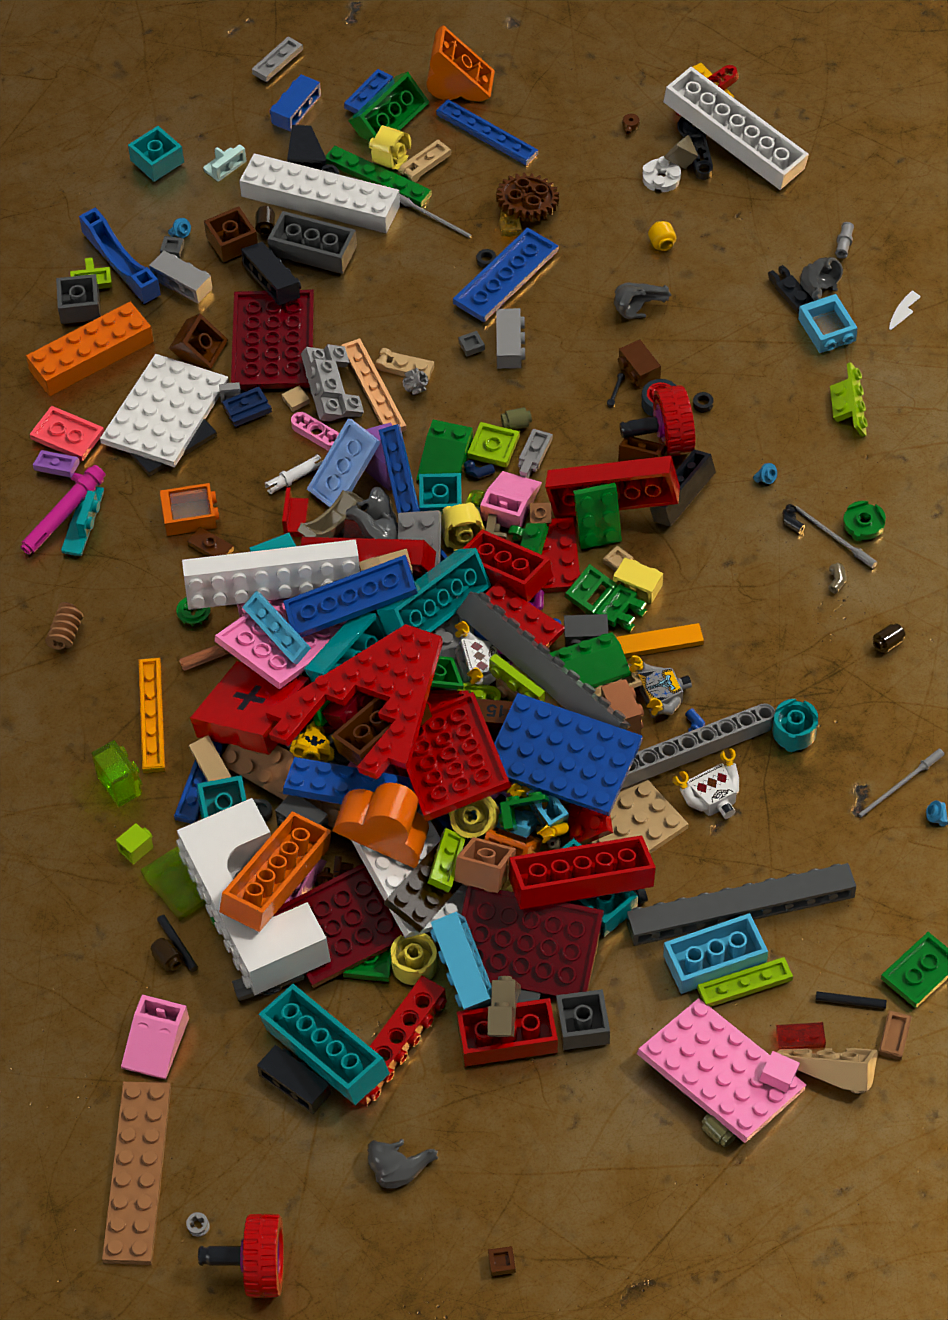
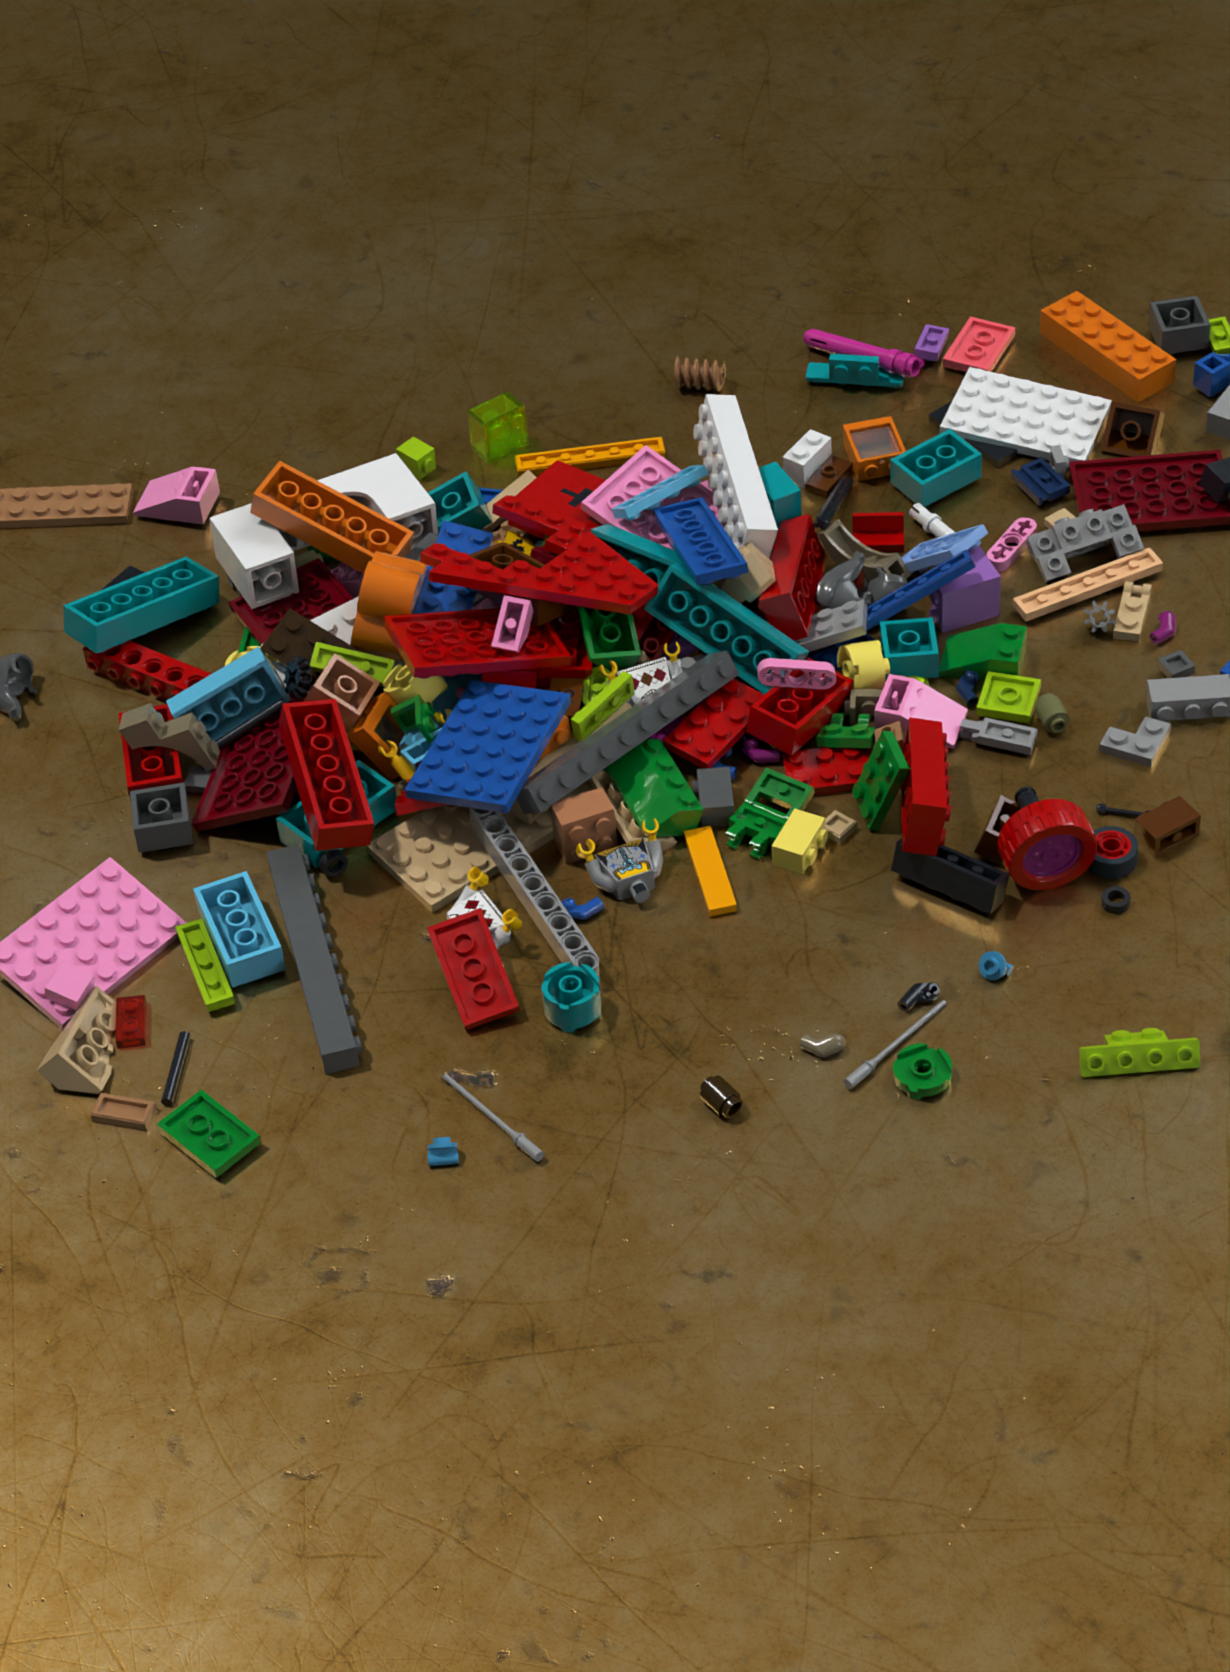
camera: 90 degrees right, 10 degrees down
(188, 547) = (807, 456): none -> white brick
(227, 467) = (936, 468): none -> teal brick
(261, 533) = (833, 502): none -> black axle
(428, 346) = (1166, 629): none -> magenta arm
(446, 722) = (512, 624): none -> bright pink slope
(448, 897) = (298, 677): none -> black gear
(482, 950) = (250, 724): none -> black bar
(490, 554) = (788, 665): none -> bright pink beam
(549, 375) = (1137, 747): none -> light grey plate
(768, 786) = (473, 969): none -> red plate

